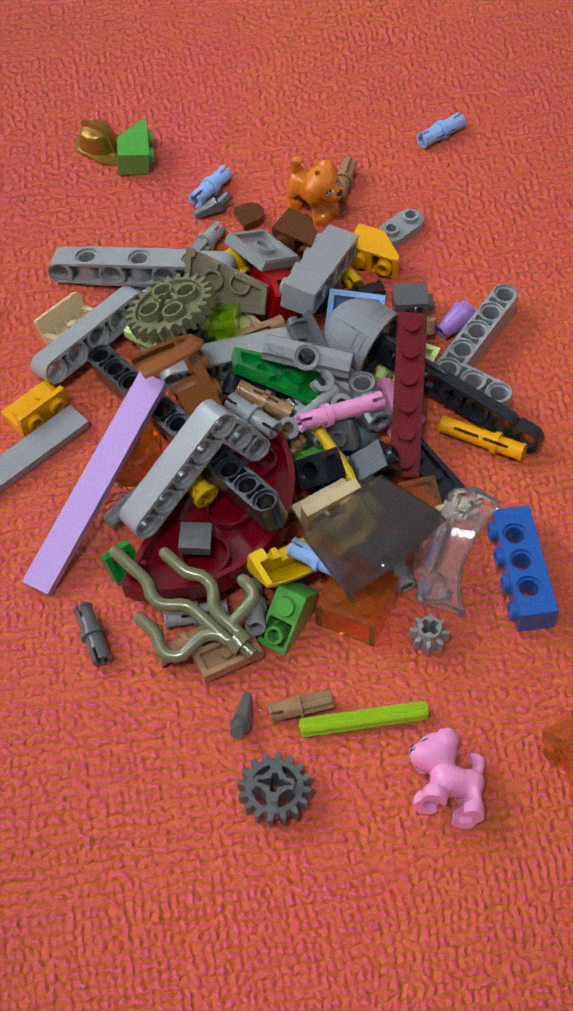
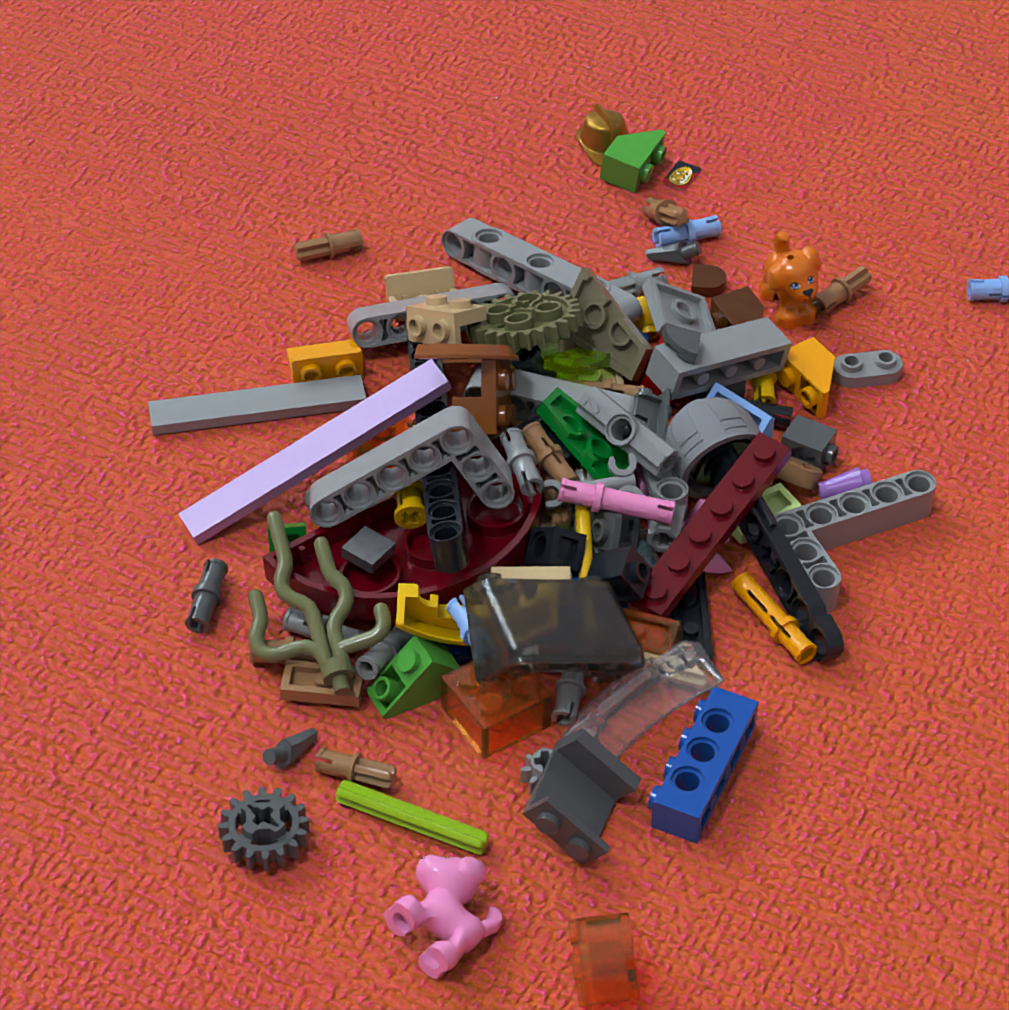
camera: 30 degrees right, 10 degrees down
(114, 336) = (440, 319): none -> tan bracket
(171, 146) = (681, 175): none -> sticker
(189, 179) = (665, 212): none -> medium nougat axle
(302, 270) = (683, 341): none -> dark grey tile
(463, 640) = (578, 794): none -> dark grey panel

